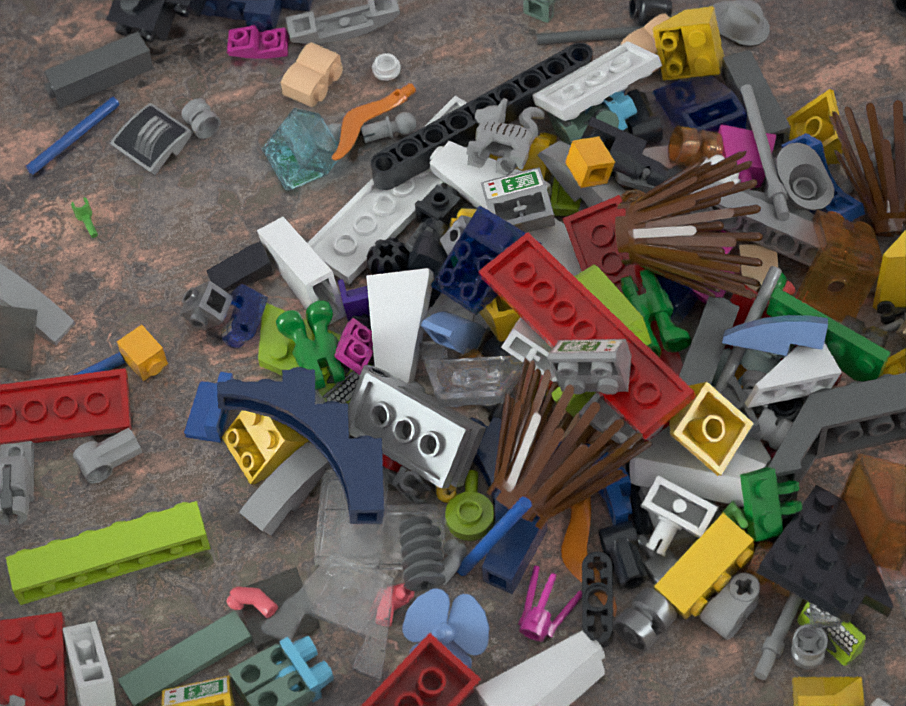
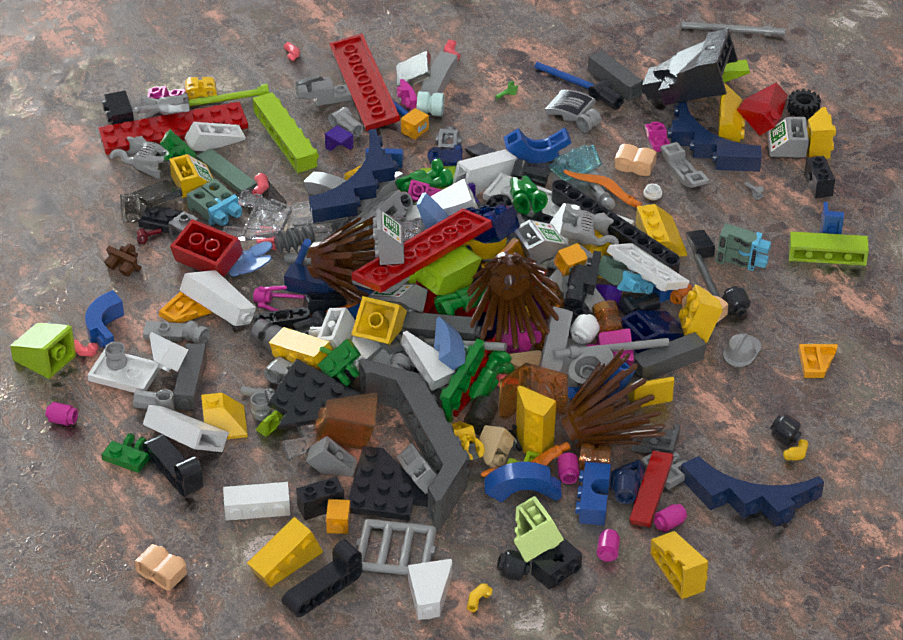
camera: 75 degrees right, 15 degrees down
(57, 355) = (407, 95): none -> dark pink slope
(99, 324) = (428, 103): none -> light aqua wheel
(134, 92) = (604, 92): none -> black piece
(153, 466) = (338, 136): none -> dark purple panel
(256, 193) = (536, 150): none -> blue arch
(311, 214) = (537, 175): none -> black piece
(373, 213) = (526, 191): none -> green piece
(478, 72) = (660, 227): none -> yellow slope
(510, 30) = (701, 243): none -> black slope
(567, 538) = (323, 301): none -> black slope

